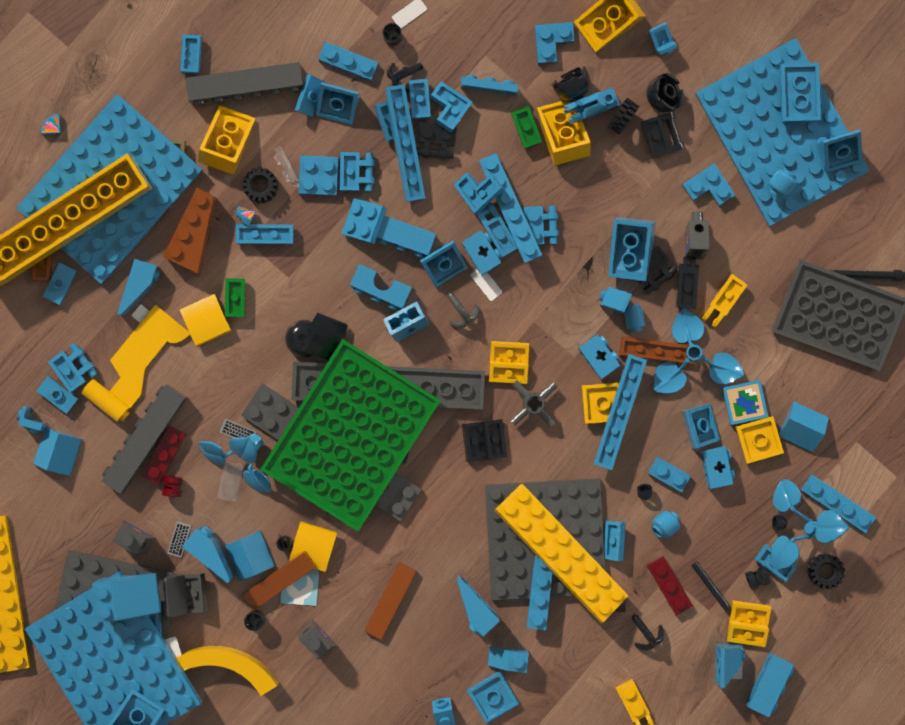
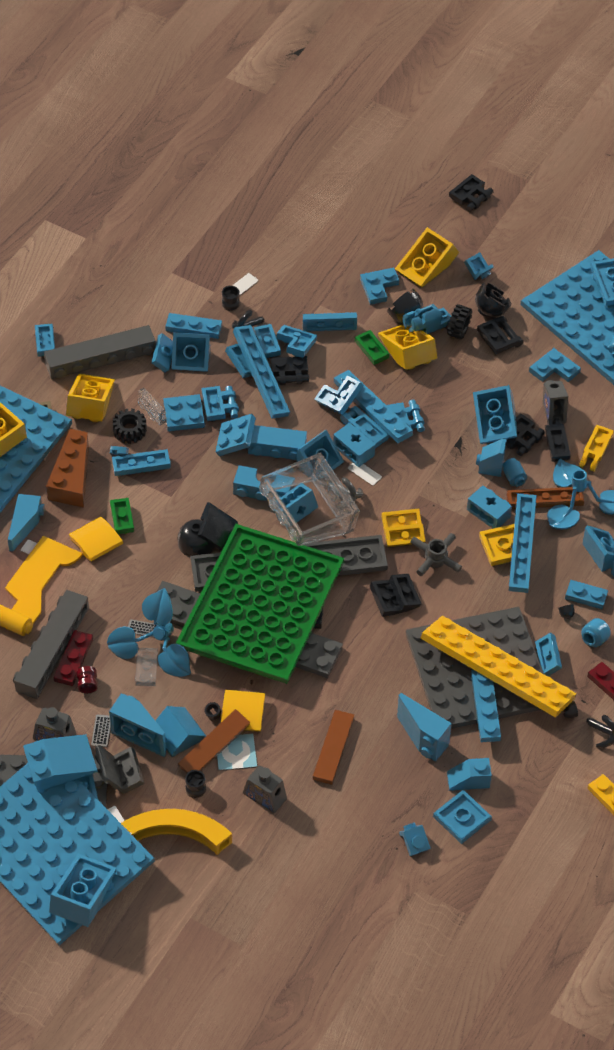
camera: 10 degrees left, 35 degrees down
(456, 350) = (318, 471): none -> clear windscreen

